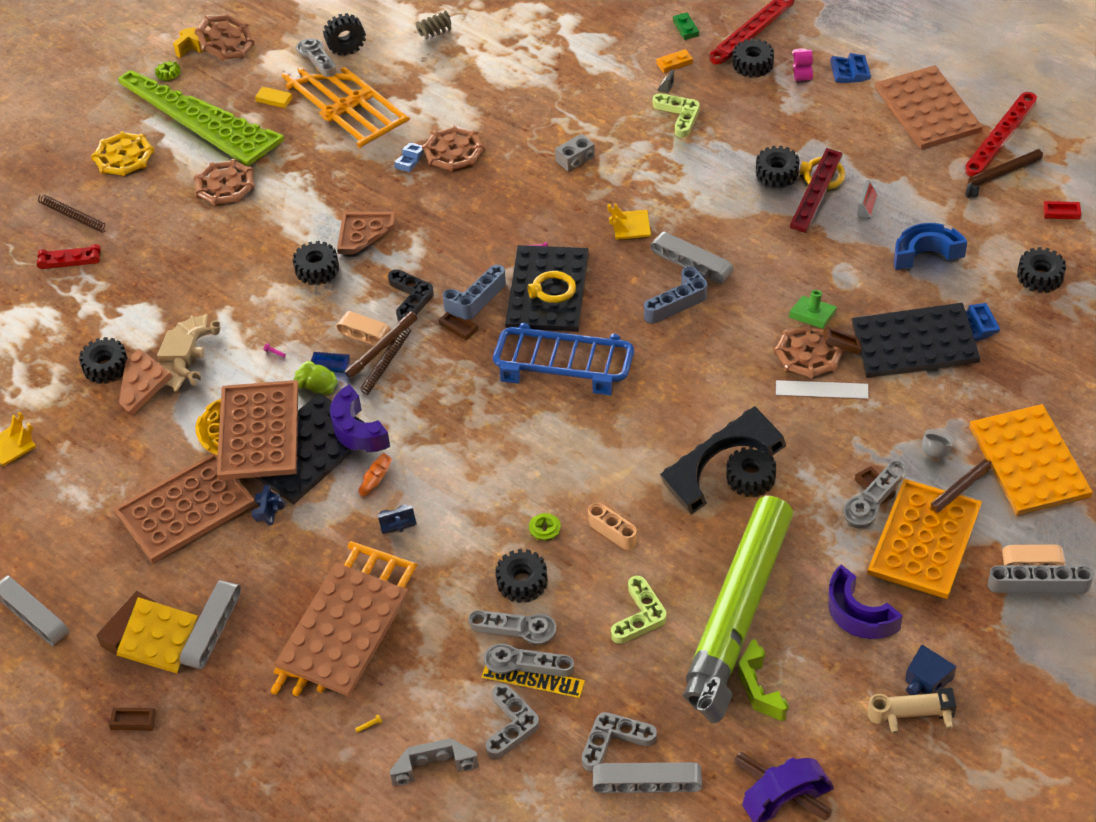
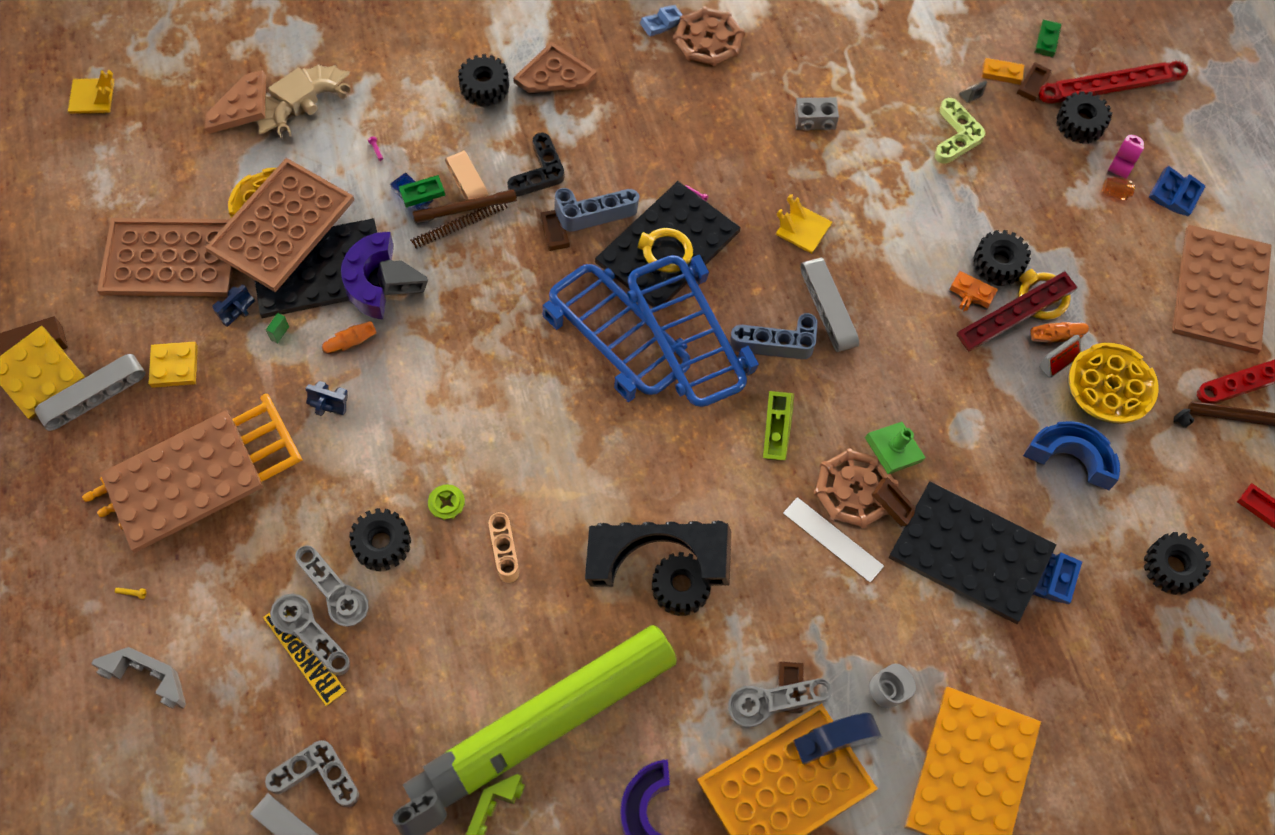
camera: 30 degrees right, 15 degrees up
(100, 351) = (224, 52): black tyre -> none
(256, 571) = (173, 364): none -> yellow plate
(315, 499) = (277, 328): none -> green tile
(316, 378) = (382, 202): lime hair -> none
(341, 353) = (422, 191): none -> green plate
(383, 410) = (400, 278): none -> dark grey slope
(518, 722) = (254, 686): light grey beam -> none
(588, 287) = (698, 271): none -> blue bar
(645, 616) = (453, 666): yellowish green beam -> none
(701, 56) = (1034, 81): none -> reddish brown tile
(725, 343) = (778, 425): none -> lime slope
(776, 197) = (972, 291): none -> orange plate
(812, 86) = (1118, 188): none -> clear orange brick
(852, 187) = (1058, 331): none -> orange hinge
(913, 194) = (1123, 368): none -> yellow brick
(930, 485) = (837, 735): none -> dark blue arch
(960, 486) = (869, 756): reddish brown axle -> none

